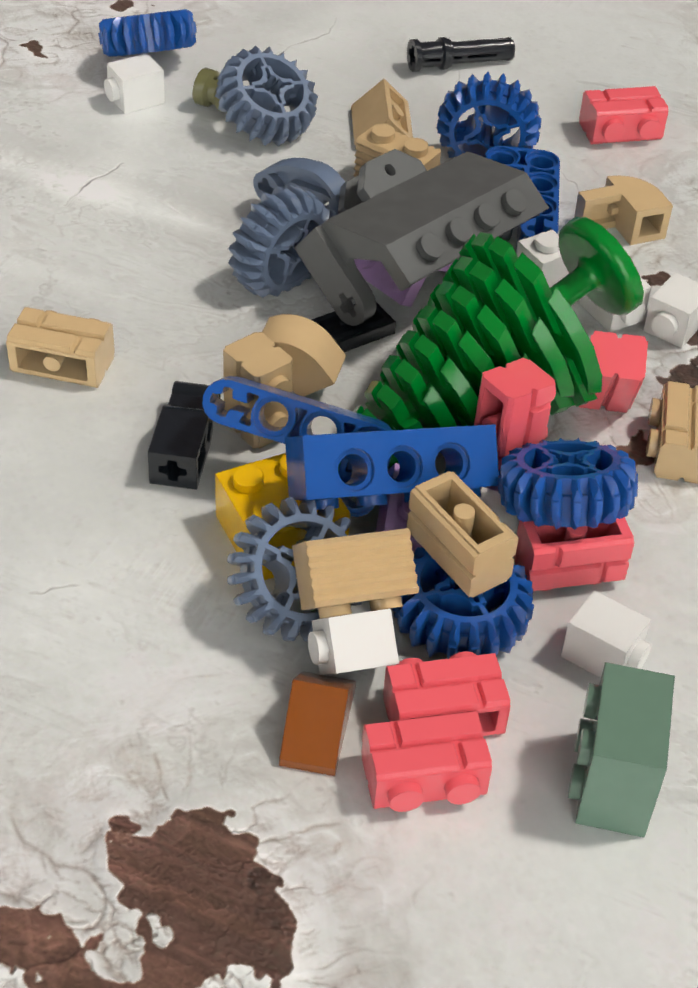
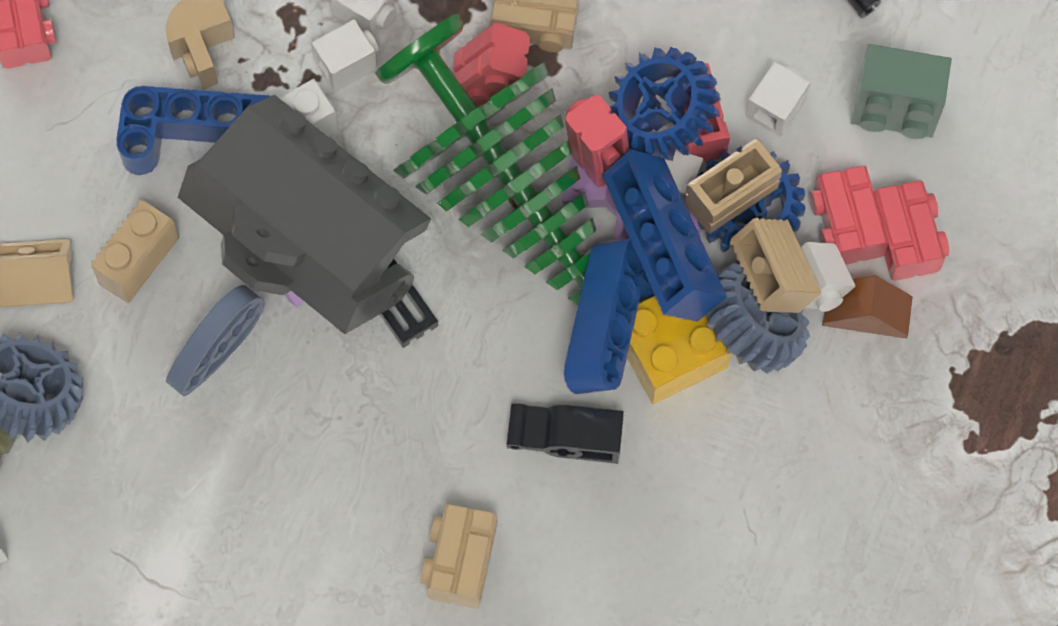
camera: 90 degrees left, 25 degrees up
(261, 362) = (535, 362): tan brick -> none
(266, 240) = (308, 355): sand blue gear -> none
(313, 350) = (468, 346): tan brick -> none
(496, 105) = (74, 152): blue gear -> none

